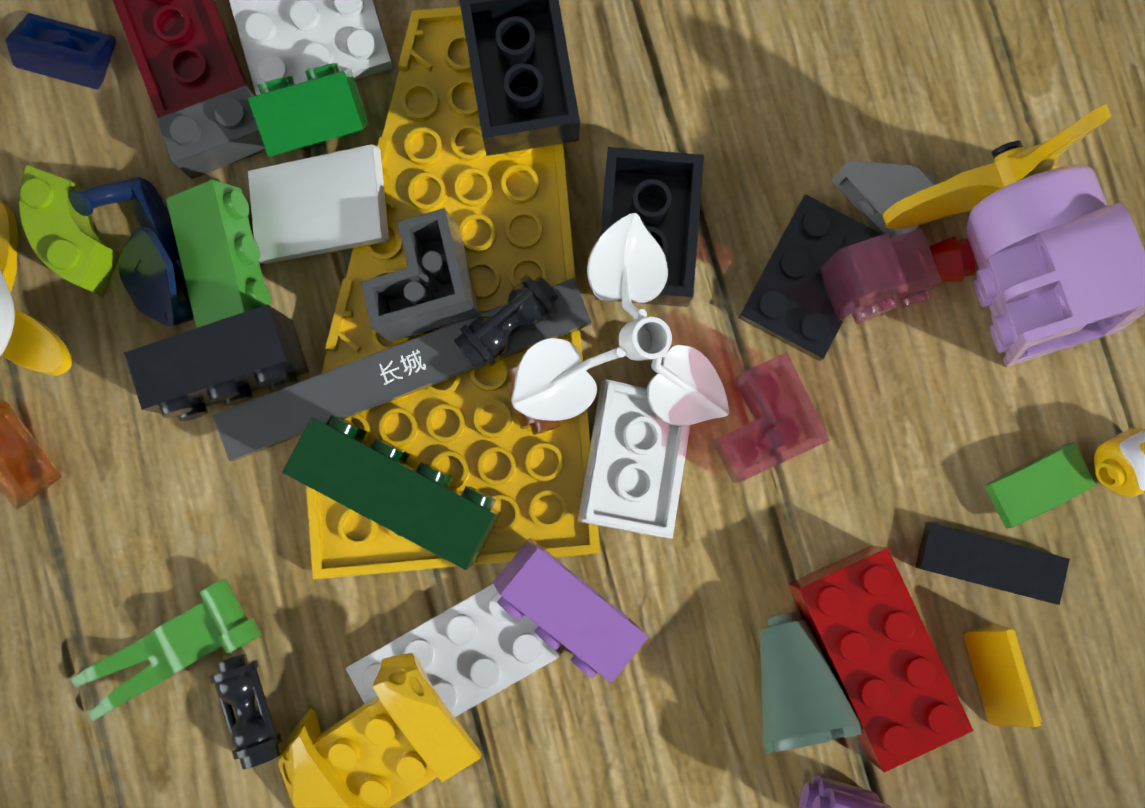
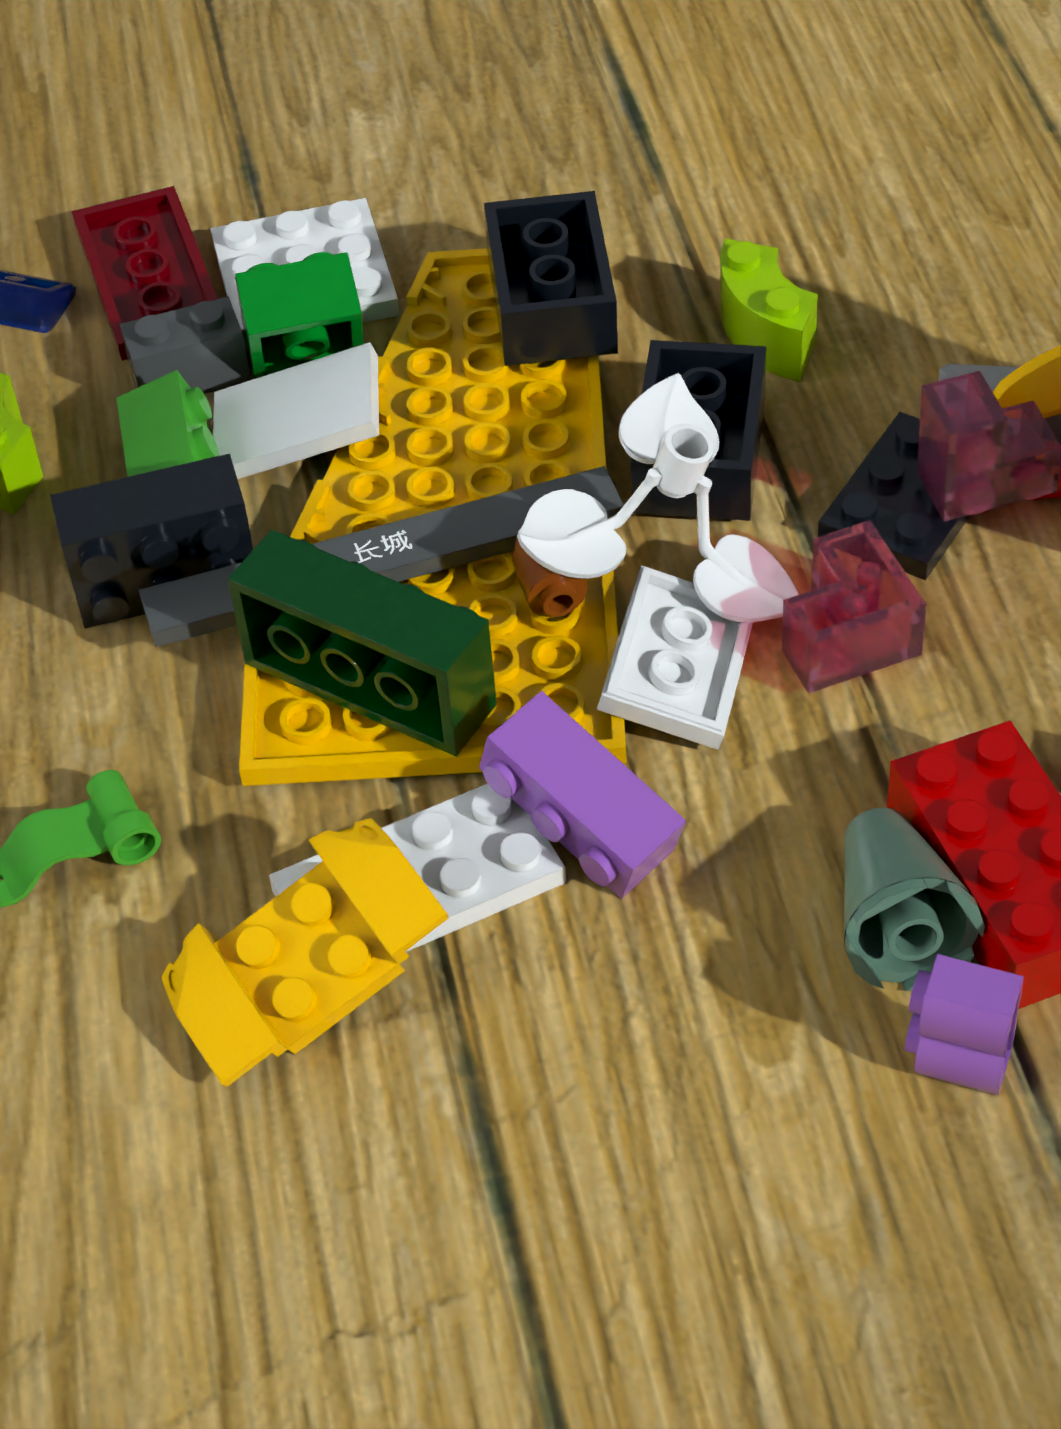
camera: 10 degrees right, 35 degrees down
(151, 254) = (88, 448): dark blue piece -> none
(252, 730) = (133, 943): black piece -> none
(432, 289) = (418, 461): dark grey brick -> none
(489, 335) = (495, 500): black piece -> none
(694, 81) = (766, 308): none -> lime brick

